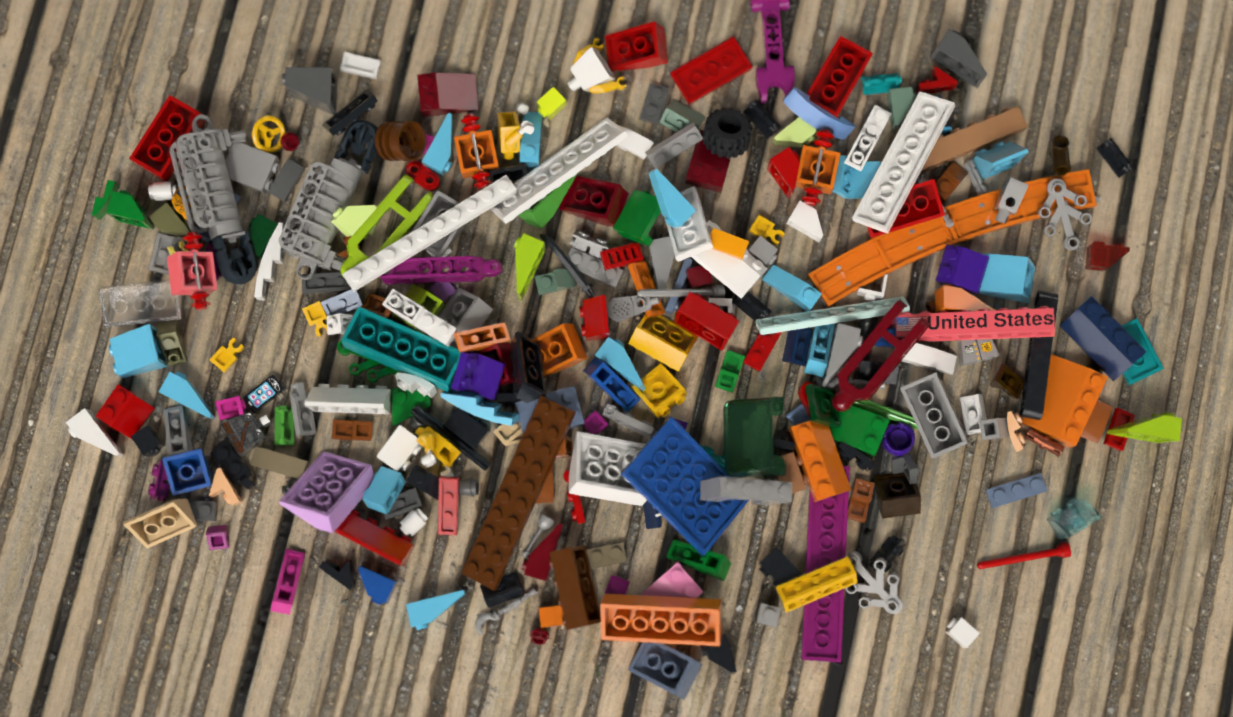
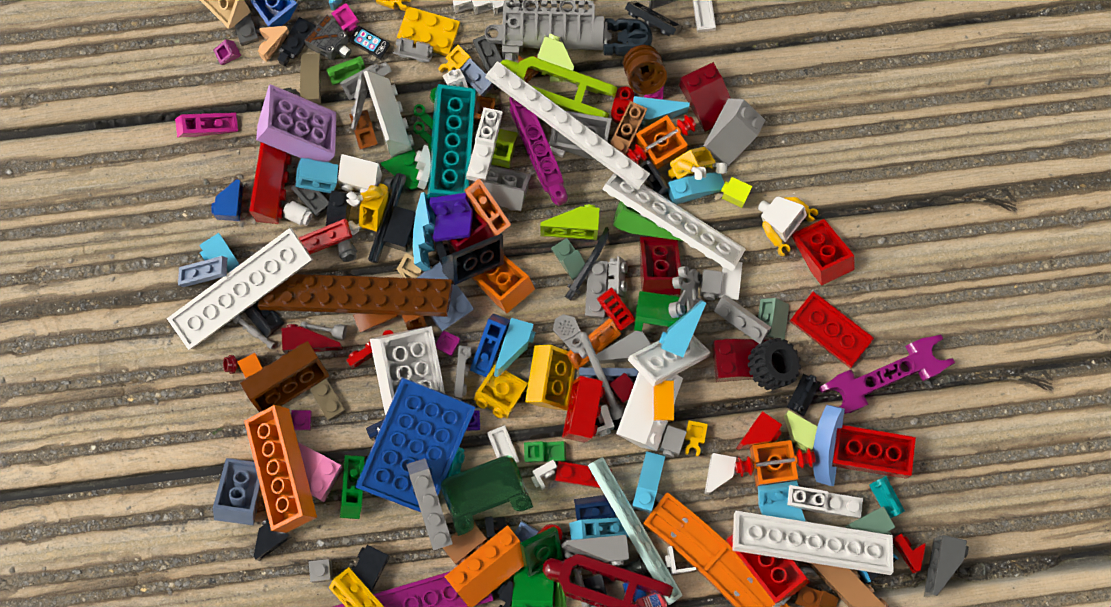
camera: 70 degrees right, 5 degrees down
(274, 333) = (430, 29): none -> yellow plate
(286, 360) = (421, 52): none -> light grey hinge
(321, 421) = (360, 95): none -> light grey piece
(344, 576) = (227, 171): black slope -> none
(439, 632) = (202, 271): none -> sand blue plate
(442, 290) = (522, 161): medium lavender tile -> none
(452, 178) = (628, 127): none -> medium nougat slope
(471, 601) = (240, 289): none -> white plate
(491, 82) = (733, 130): none -> light grey slope
(595, 318) = (546, 307): red slope -> none
(630, 161) = (711, 284): none -> light grey brick
(640, 184) = (693, 280): none -> light grey plant
(653, 104) = (776, 287): dark grey plate -> none
(708, 407) = (502, 443): none -> white tile
(748, 376) = (545, 470): none -> white bracket
(751, 306) = (615, 451): black hinge -> none

